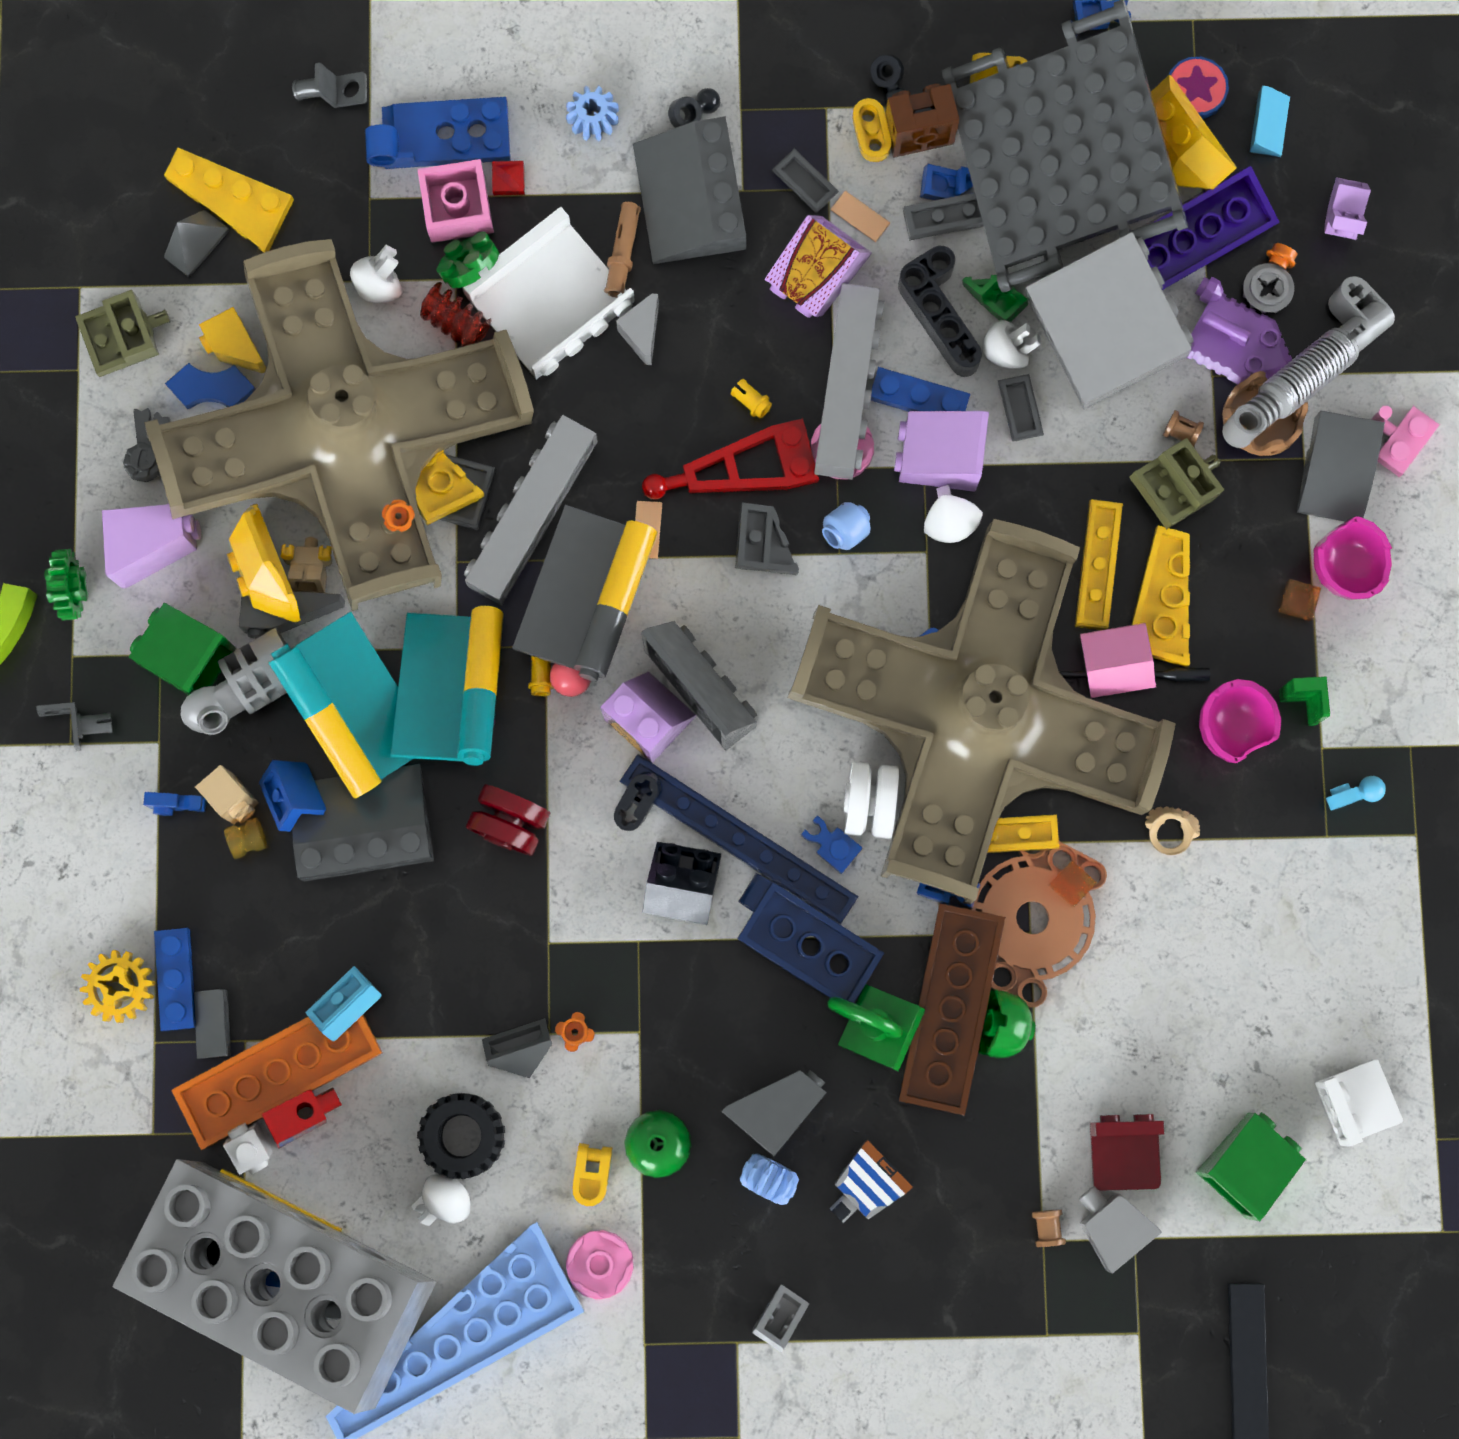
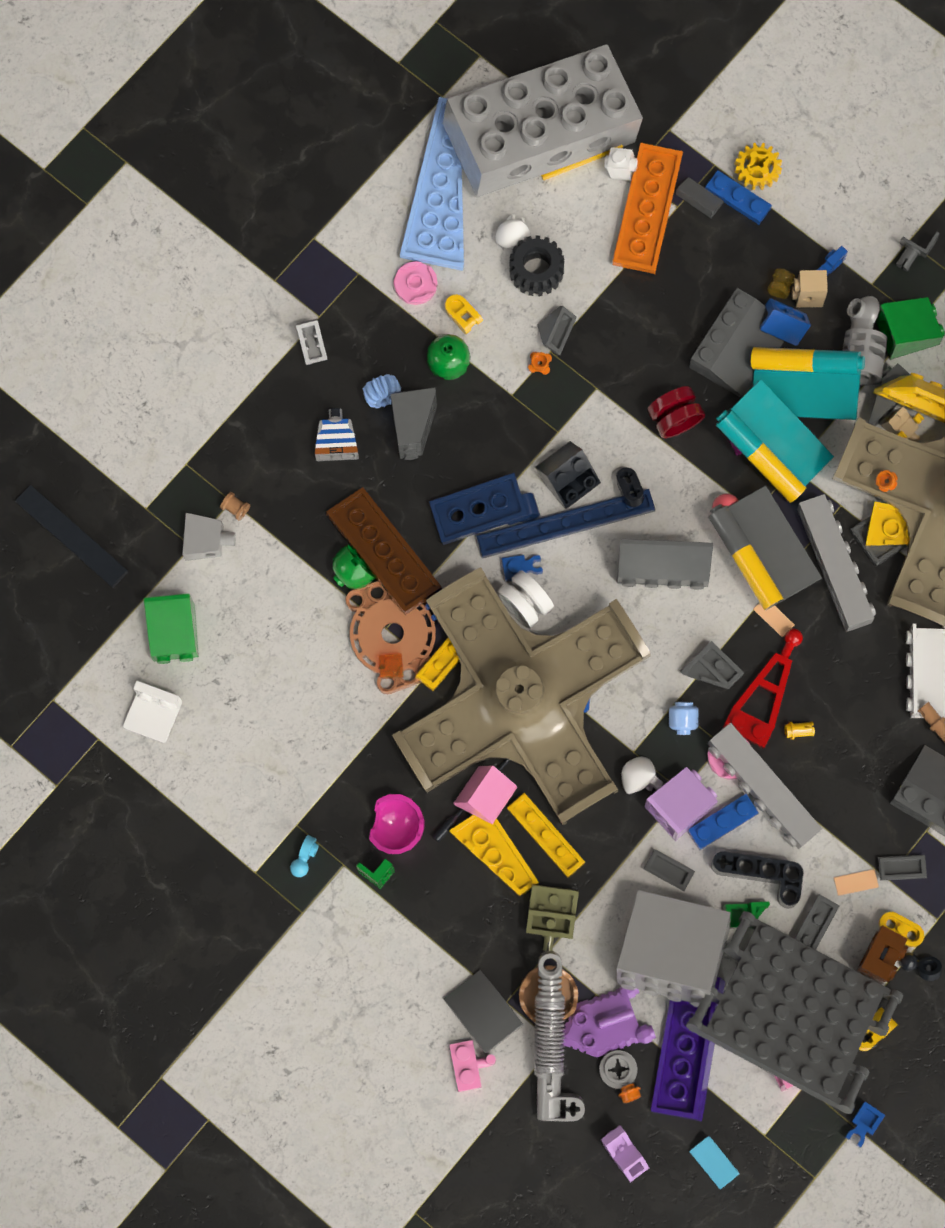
camera: 135 degrees right, 5 degrees down
(288, 1126) = (616, 191): red torso -> none
(343, 1004) = (653, 262): medium azure slope -> none
(540, 677) = (737, 491): yellow pin -> none
(639, 327) = (889, 703): light grey slope -> none
(646, 715) = (671, 519): lavender slope -> none
(816, 266) = (846, 829): slope -> none
(878, 1025) = (407, 506): green tile -> none
(944, 182) = (836, 942): blue slope -> none
(1006, 345) = (710, 890): white piece -> none
(1126, 1152) = (235, 575): dark red bracket -> none
(1183, 428) = (579, 946): medium nougat bush -> none
(1189, 825) = (385, 746): tan piece -> none
(1191, 146) = (747, 1094): yellow wedge -> none
(1202, 83) = (771, 1139): tile -> none
(1300, 599) = (431, 923): clear orange plate -> none
(1354, 559) = (426, 966): dark pink cylinder -> none

